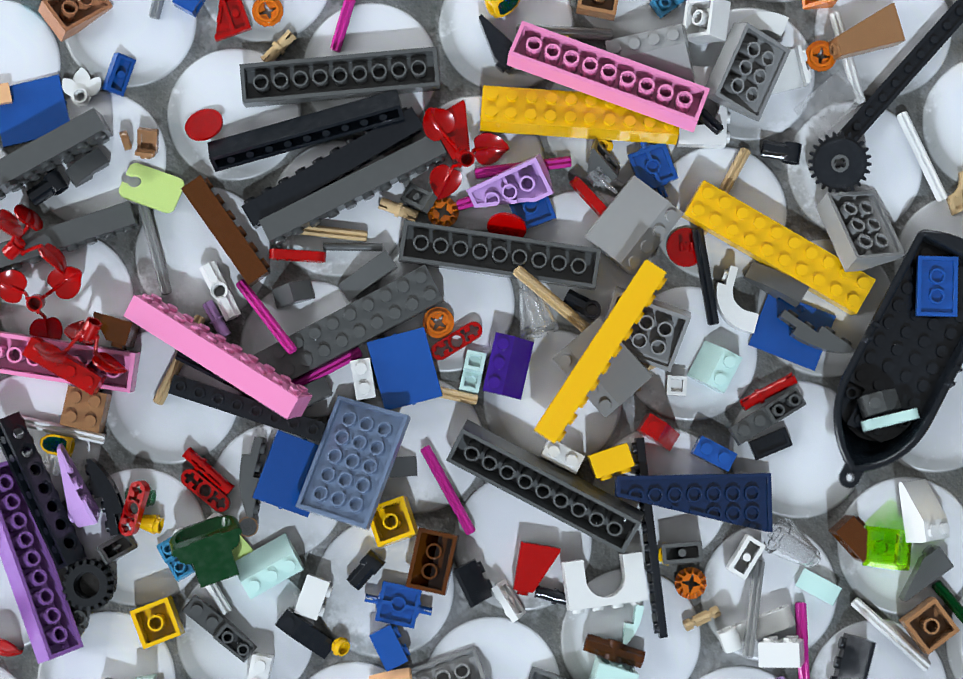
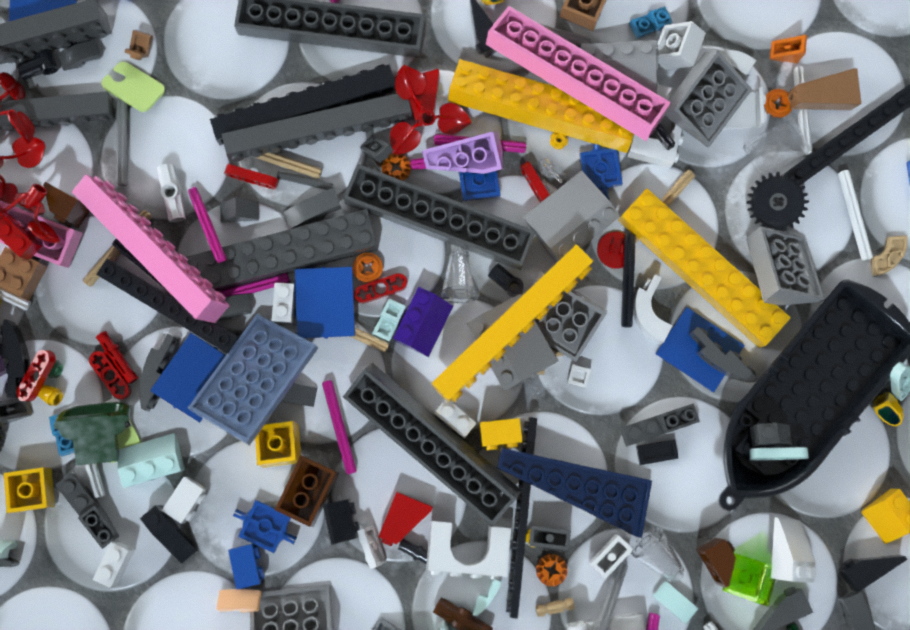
camera: 10 degrees right, 5 degrees down
(125, 140) = (120, 39): medium nougat tile -> none
(203, 124) = (195, 40): red piece -> none
(216, 318) = (161, 218): lavender axle -> none
(225, 230) = (190, 139): reddish brown brick -> none
(249, 526) = (141, 419): tile -> none
(305, 130) = (286, 64): black brick -> none
(340, 646) = (199, 554): yellow plate -> none
(368, 566) = (246, 482): black piece -> none
(398, 209) = (355, 155): tan pin -> none
(507, 224) = (453, 189): red piece -> none
(550, 298) = (477, 266): tan axle -> none
(601, 158) = (553, 148): dark grey slope -> none
(658, 431) = (552, 415): red slope -> none
(713, 453) = (601, 449): blue brick -> none
(714, 366) = (619, 366): light aqua slope -> none
(768, 391) = (657, 404): red pin -> none
(776, 283) = (694, 301): dark grey slope -> none
(787, 152) = (729, 182): black piece -> none
(936, 286) = (848, 336): blue plate -> none

